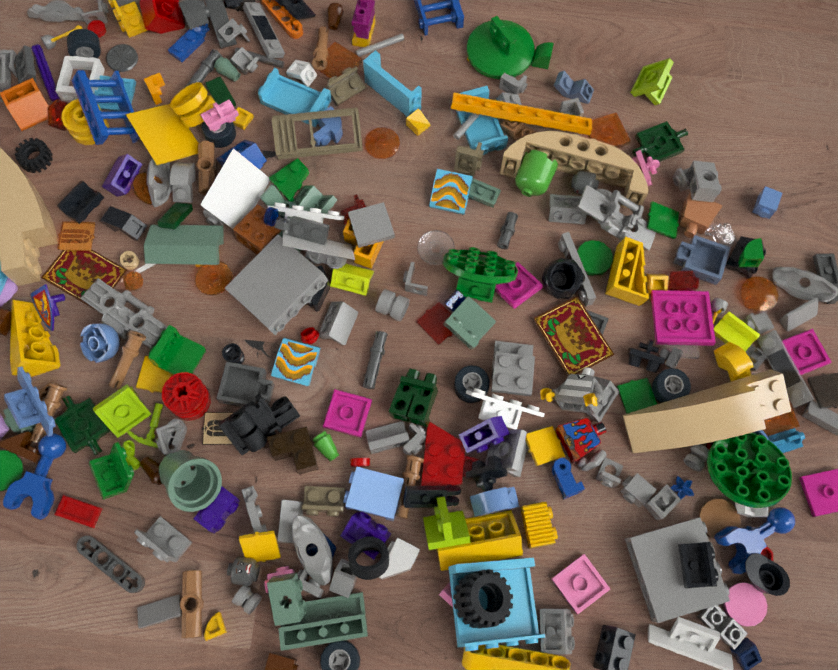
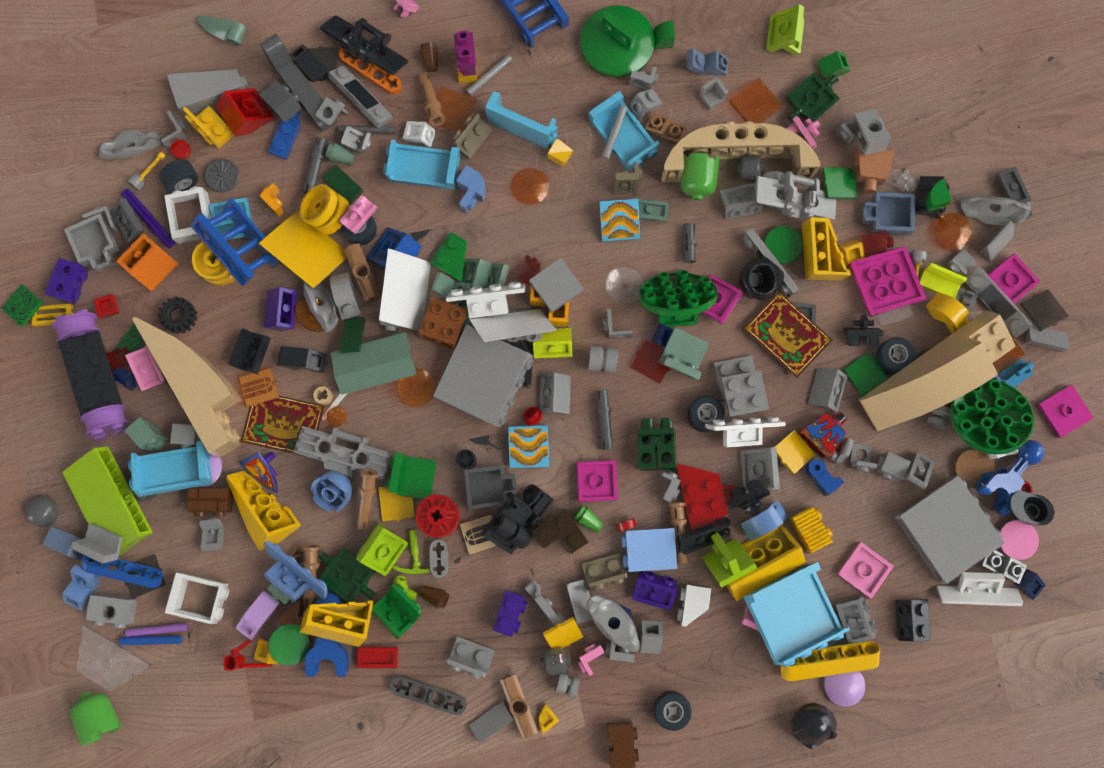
camera: 15 degrees left, 10 degrees up
(51, 461) = (338, 622): none -> yellow wedge
(55, 114) = (183, 262): clear red bracket -> none
(162, 431) = (432, 567): light grey bracket -> none
(200, 485) = (476, 596): sand green piece -> none
(243, 119) = (379, 201): yellow tile -> none
(270, 216) = (453, 309): clear blue tile -> none
(284, 610) = (609, 684): sand green brick -> none
(285, 134) = (431, 208): dark tan piece -> none
(304, 229) = (492, 312): dark grey hinge -> none
(326, 622) = (644, 682): sand green slope -> none
(373, 571) = (665, 598): black tyre -> none
(387, 437) = (642, 491): light grey panel -> none
(483, 434) = (736, 461): dark purple brick -> none
(497, 596) = (799, 616): black tyre -> none
(521, 113) = (664, 112): light orange plate -> none
(577, 393) = (810, 391): light grey torso -> none
(672, 357) = (888, 326): flat silver tile -> none
(683, 488) = (932, 450): blue plant -> none
(688, 119) = (834, 64): none -> green brick
(698, 565) = (969, 521): black bracket -> none
(767, 202) = (937, 132): medium blue brick -> none

